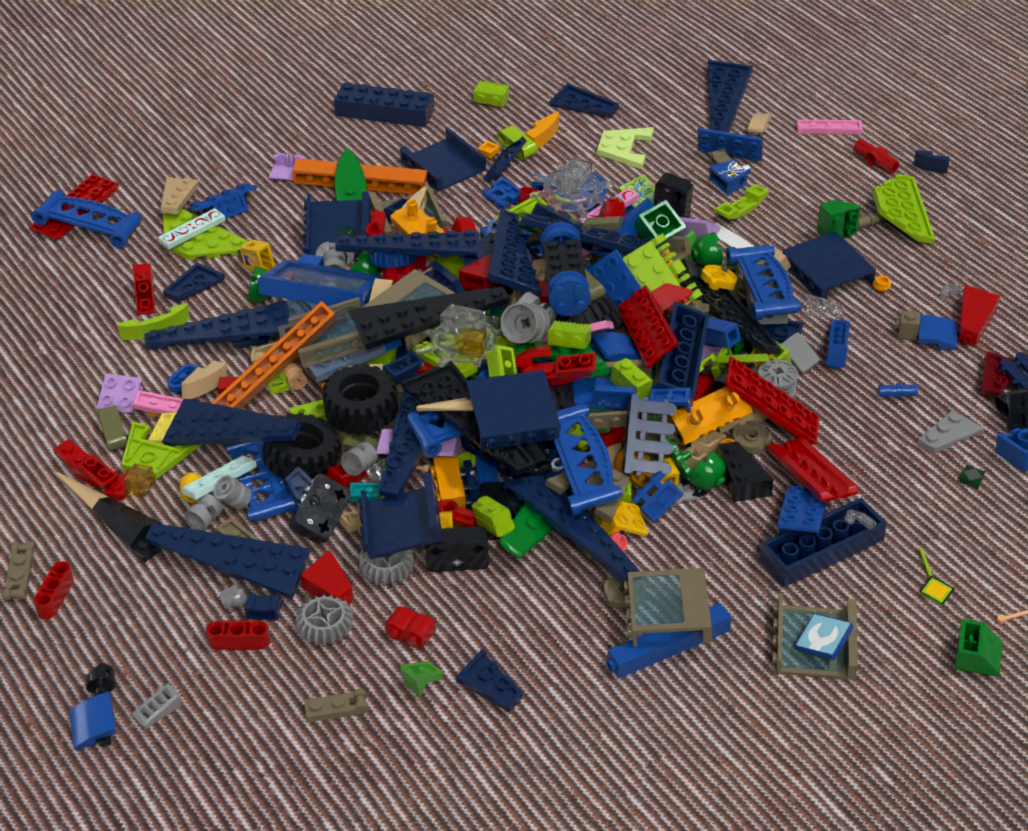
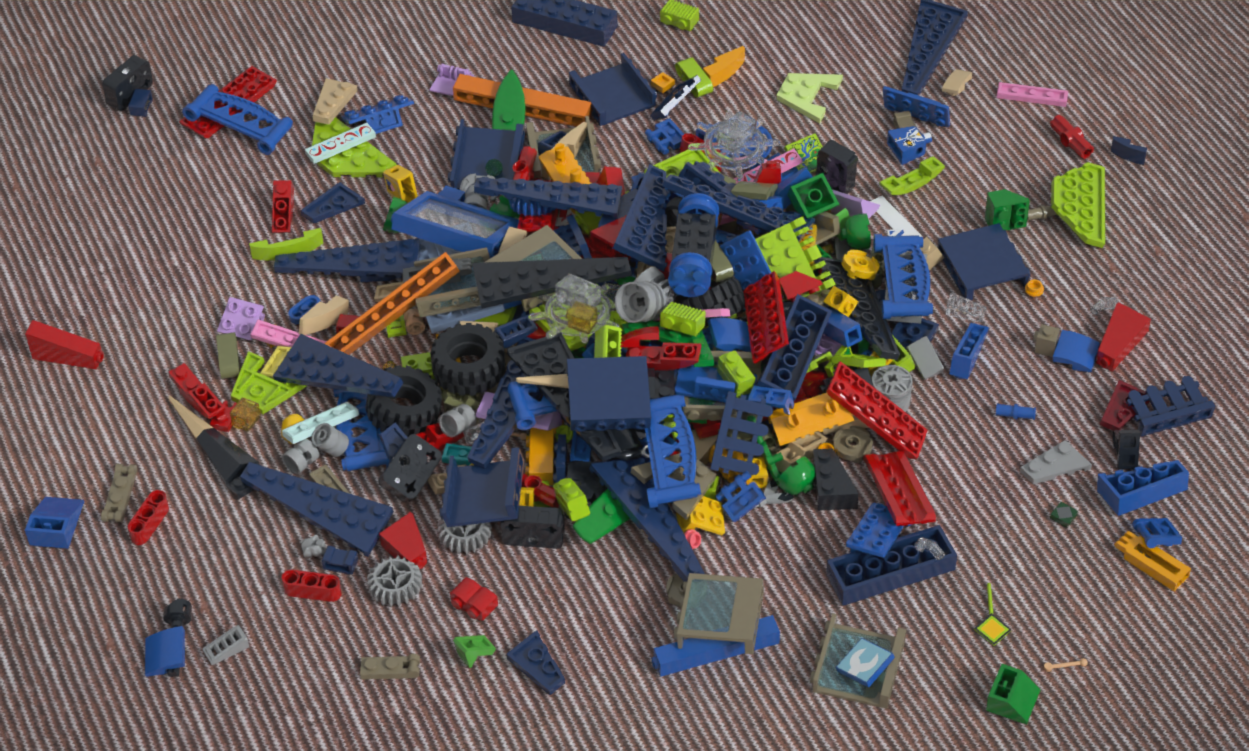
camera: 10 degrees right, 5 degrees up
(581, 100) = (775, 34): dark blue wing -> none
(714, 306) = (840, 301): none -> yellow brick

